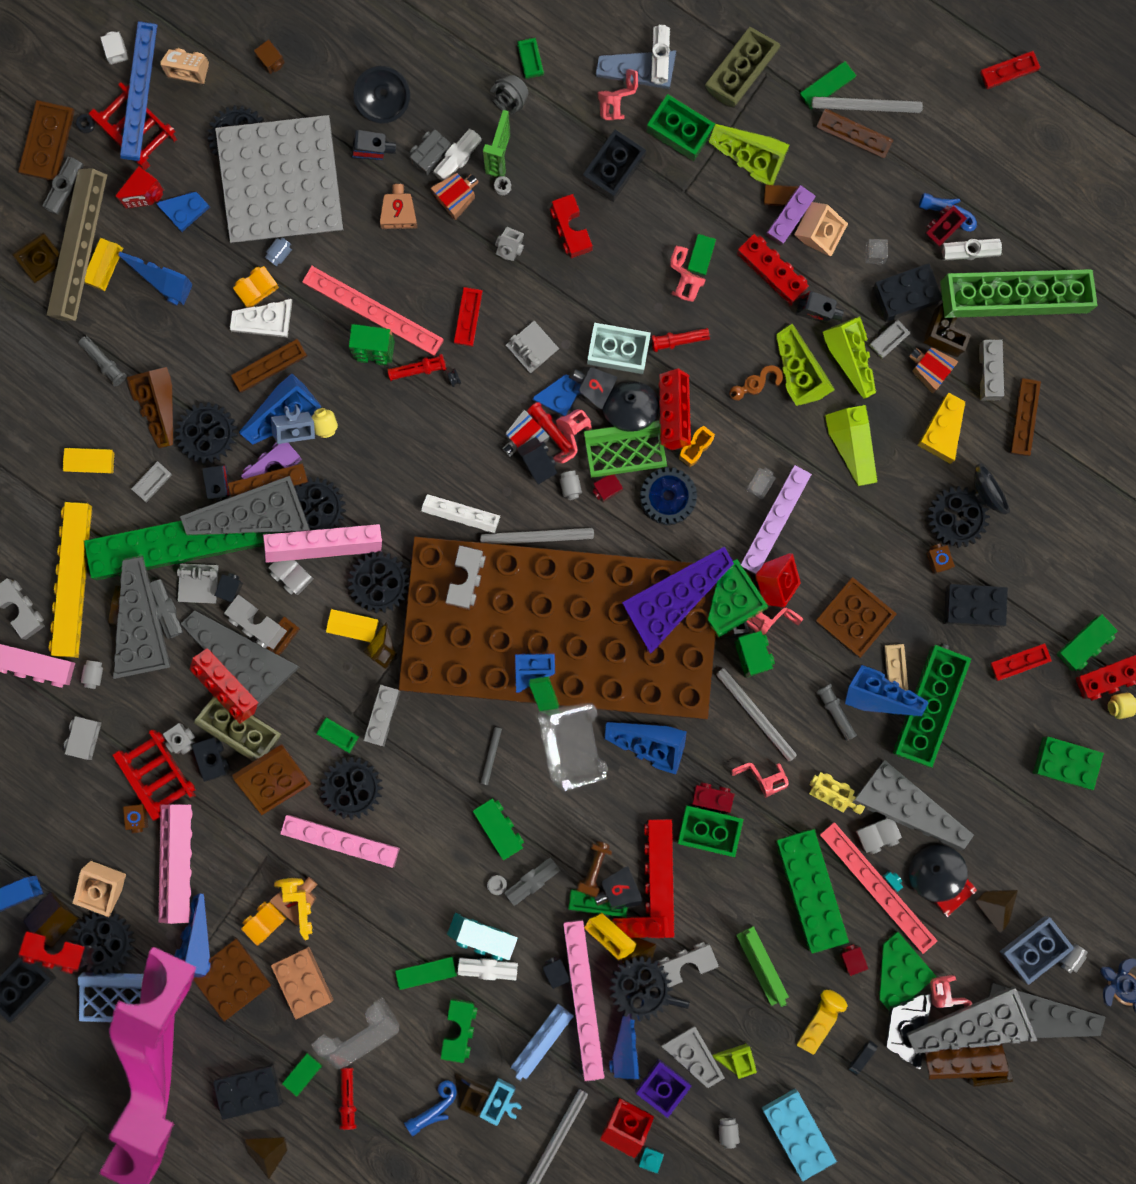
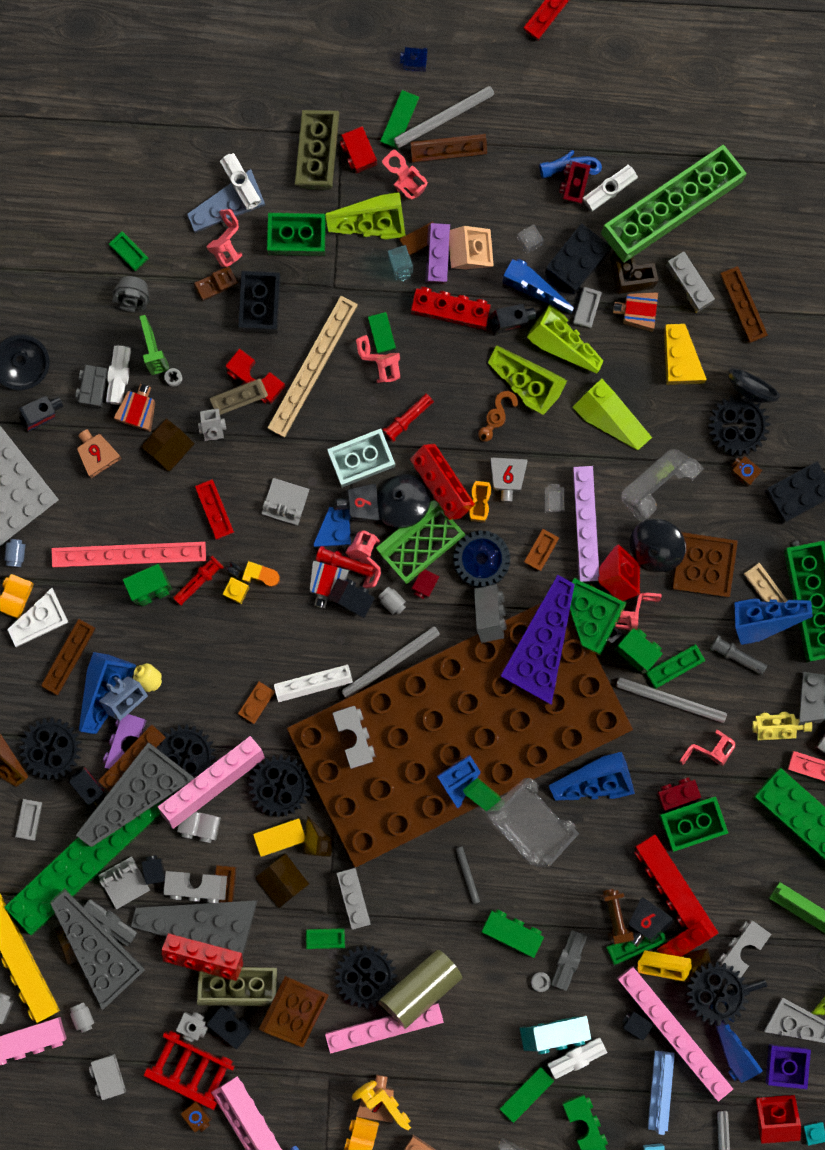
camera: 30 degrees left, 0 degrees up
(332, 663) = (282, 880): none -> dark brown slope
(391, 827) = (421, 988): none -> olive brick
(403, 501) = (256, 702): none -> dark orange plate
(444, 395) = (236, 590): none -> yellow brick
(463, 240) = (168, 445): none -> dark brown slope
(474, 394) = (261, 573): none -> leg
(547, 234) = (239, 396): none -> dark tan plate
(586, 129) = (215, 284): none -> reddish brown slope
(625, 247) = (312, 366): none -> tan plate
(646, 544) = (490, 613): none -> dark grey brick
(724, 519) = (541, 550): none -> dark orange plate
(734, 439) = (507, 476): none -> light grey torso
(753, 204) = (400, 263): none -> clear light blue piece
(777, 89) = (358, 149): none -> red brick
(777, 688) = (675, 666): none -> green tile
(803, 134) = (405, 176): none -> coral piece
(834, 522) = (638, 494): none -> clear windscreen
(834, 573) = (658, 536): none -> black dish
(851, 283) = (529, 282): none -> blue wedge
(871, 47) = (415, 65): none -> clear blue brick

